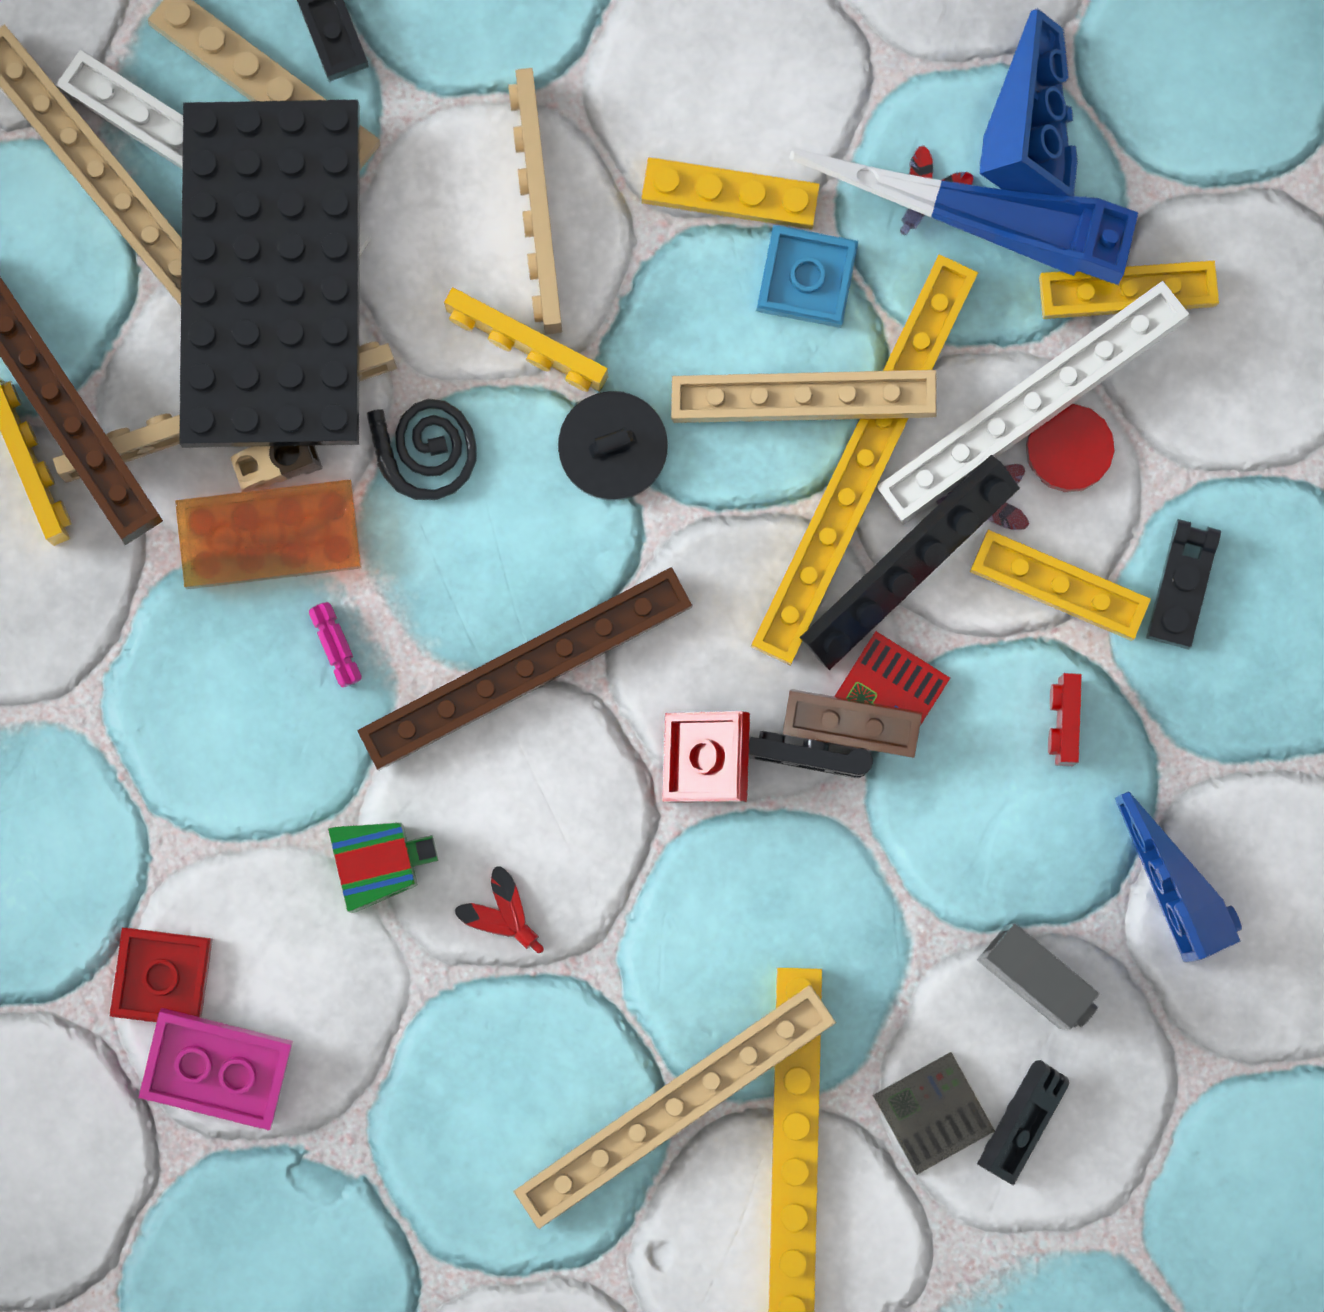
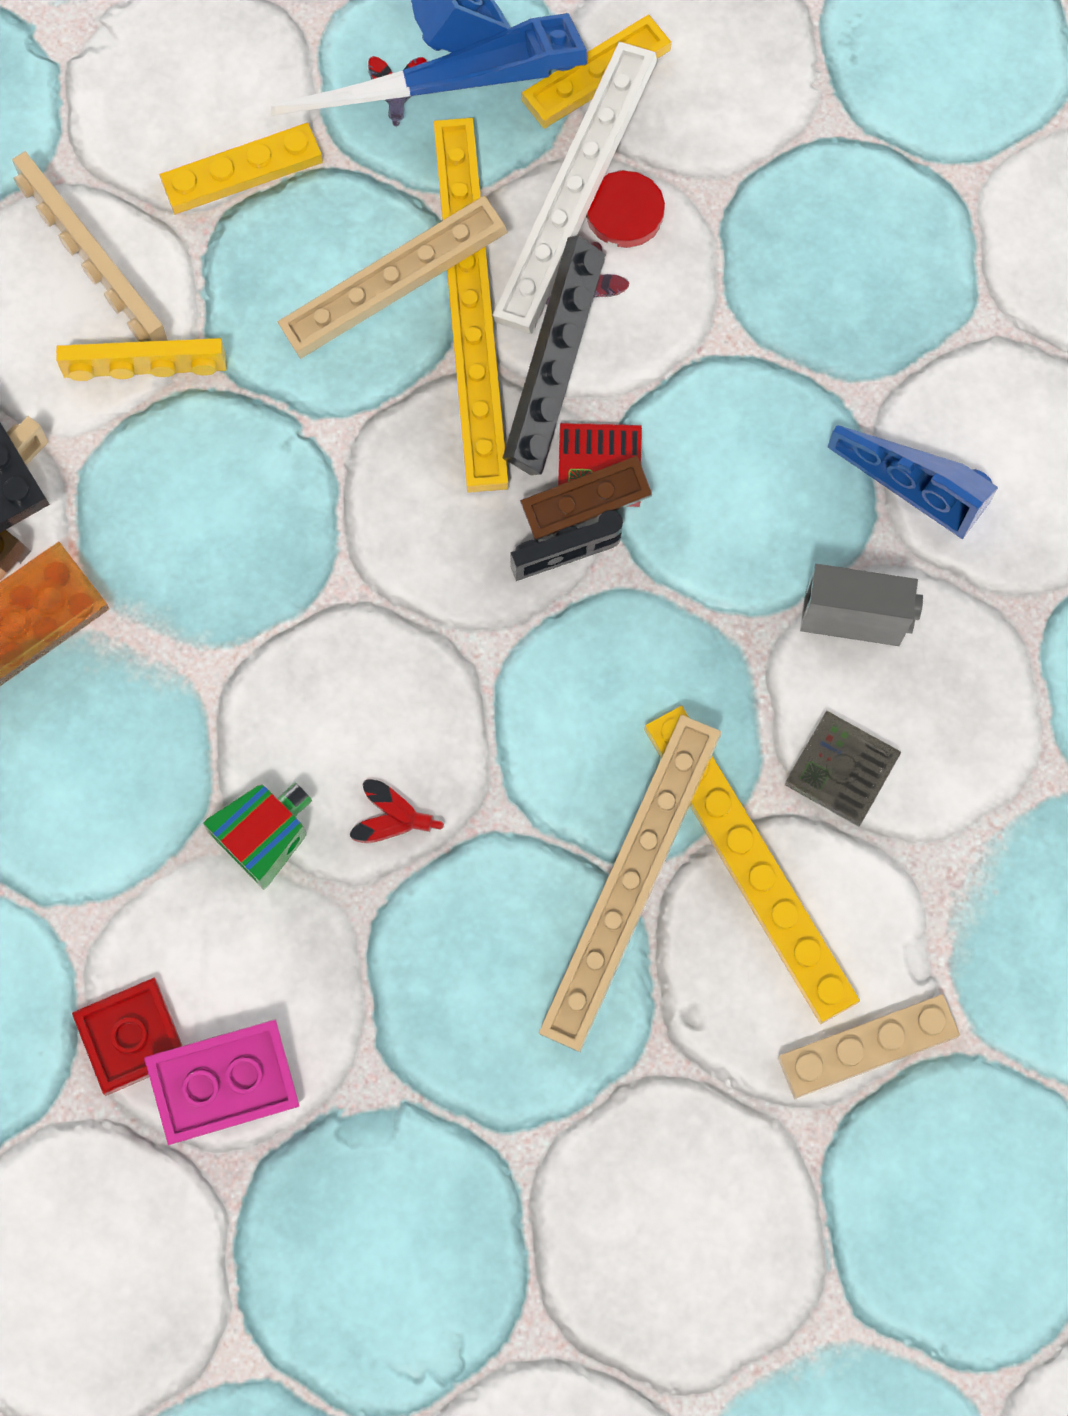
camera: 30 degrees left, 10 degrees down
(335, 644) = (122, 680): dark pink axle -> none
(435, 446) = (114, 482): black piece -> none
(524, 669) = (291, 612): reddish brown plate -> none
(612, 445) = (261, 401): black shield -> none
(706, 757) = (484, 591): tile -> none
(807, 276) = (340, 195): dark azure tile -> none
(1024, 1122) = (920, 731): black hinge -> none
(1060, 585) = (682, 310): yellow plate -> none
(1066, 700) = (760, 417): red plate -> none
(1183, 585) = (777, 260): black plate -> none

